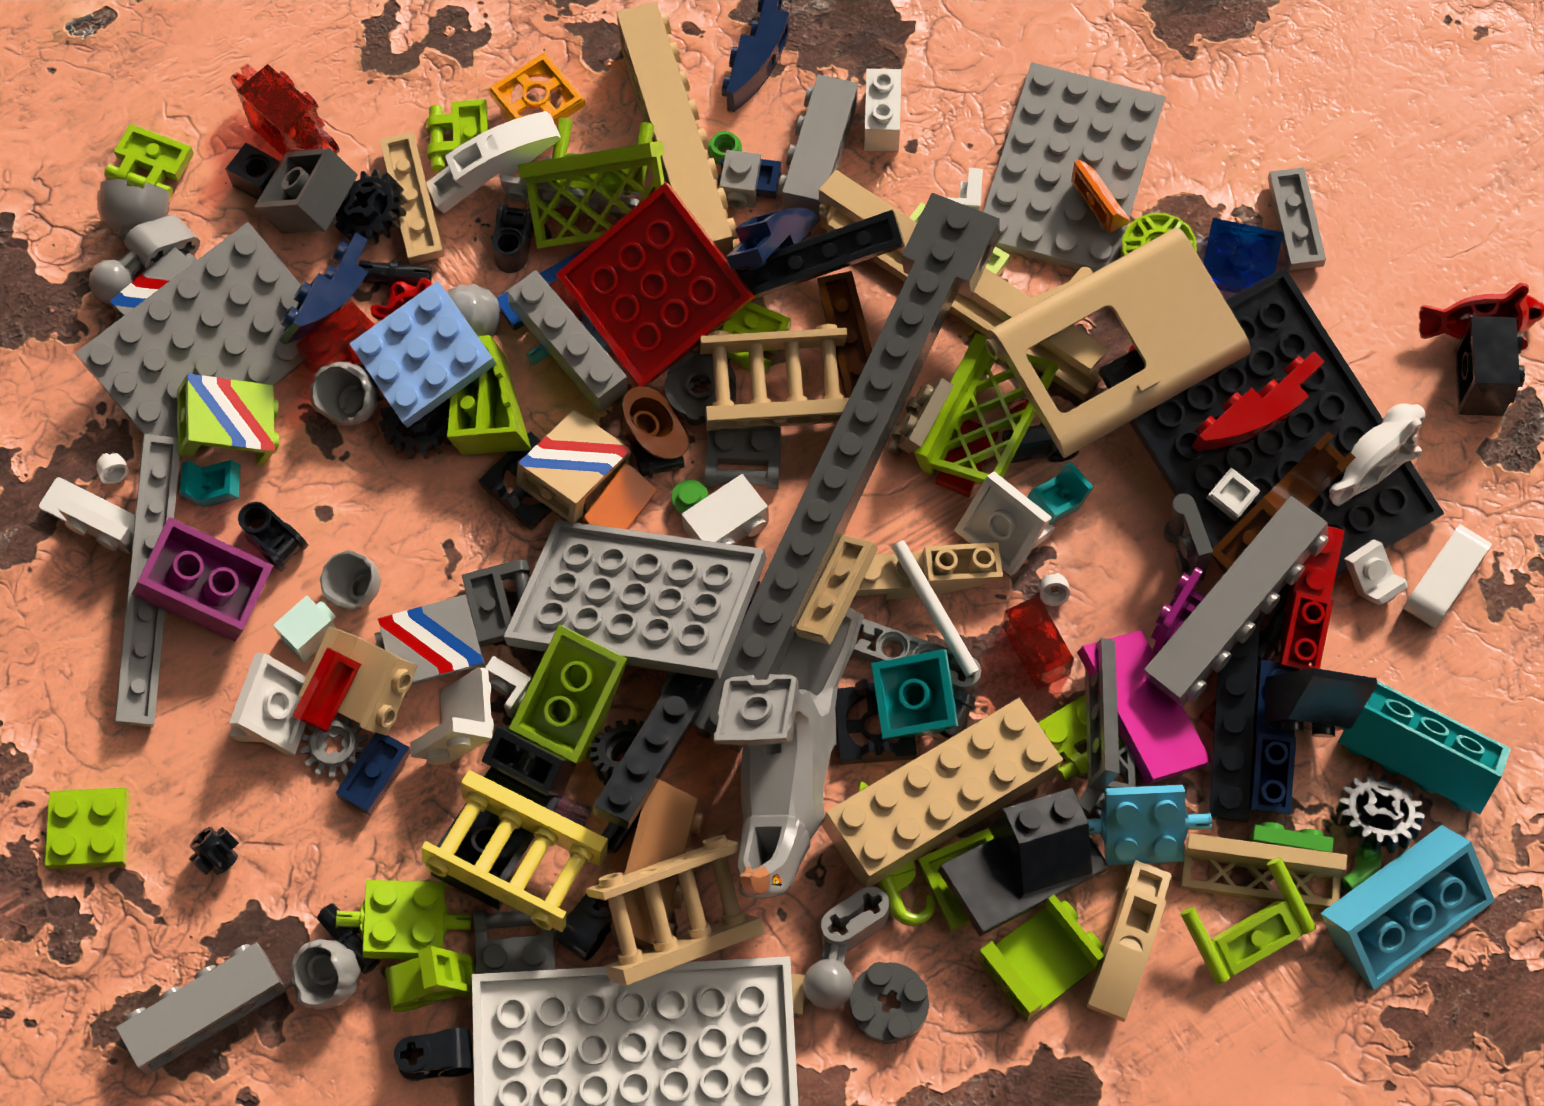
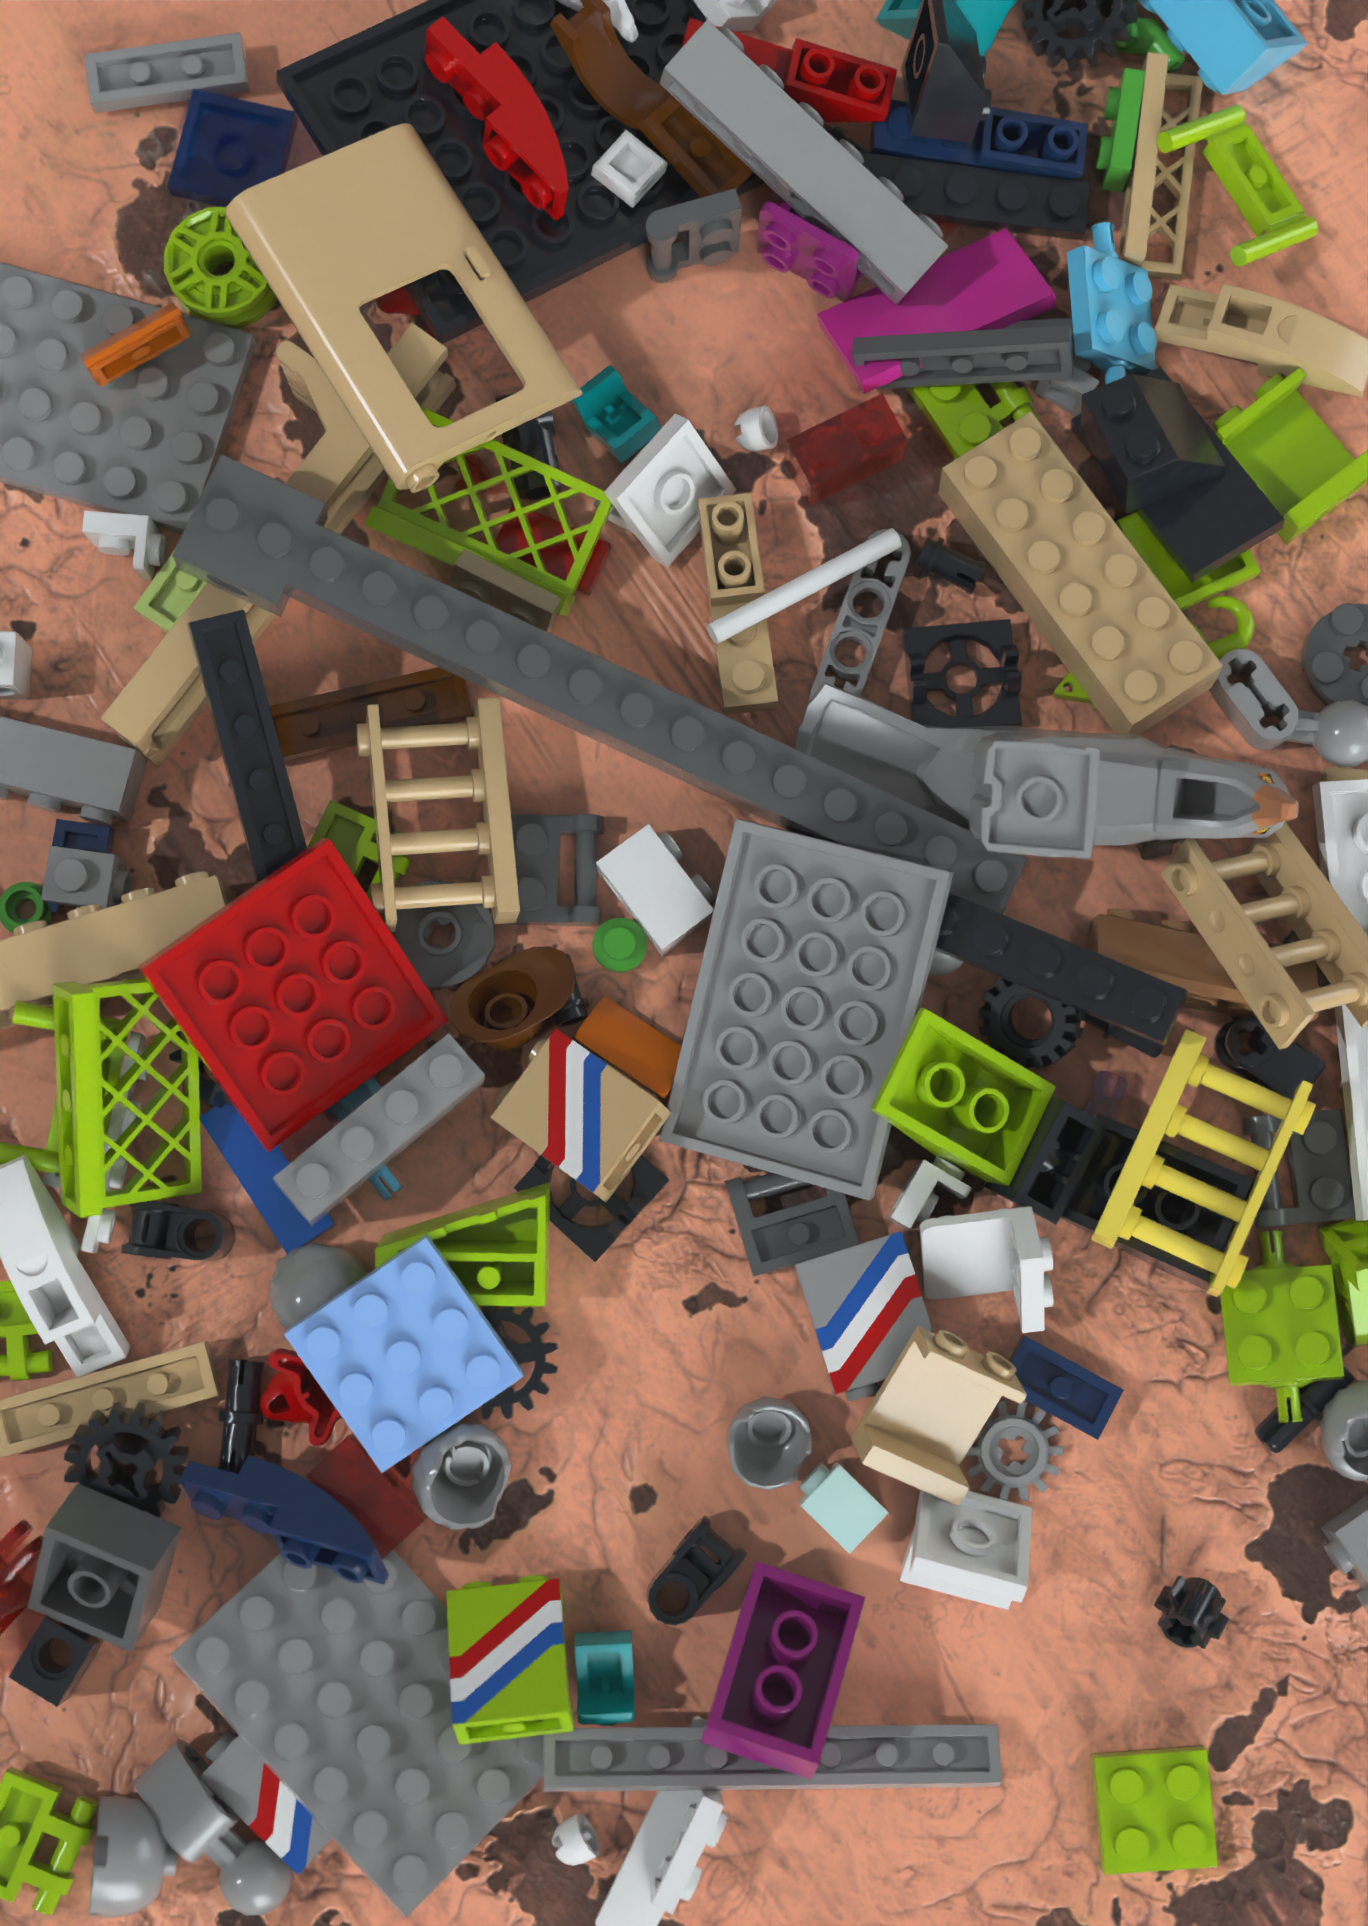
camera: 95 degrees left, 15 degrees up
(326, 690) = (953, 1461): red tile -> none
(768, 234) = (212, 824): dark blue slope -> none
(836, 590) = (786, 717): tan tile -> none
(914, 695) = (940, 609): teal slope -> none

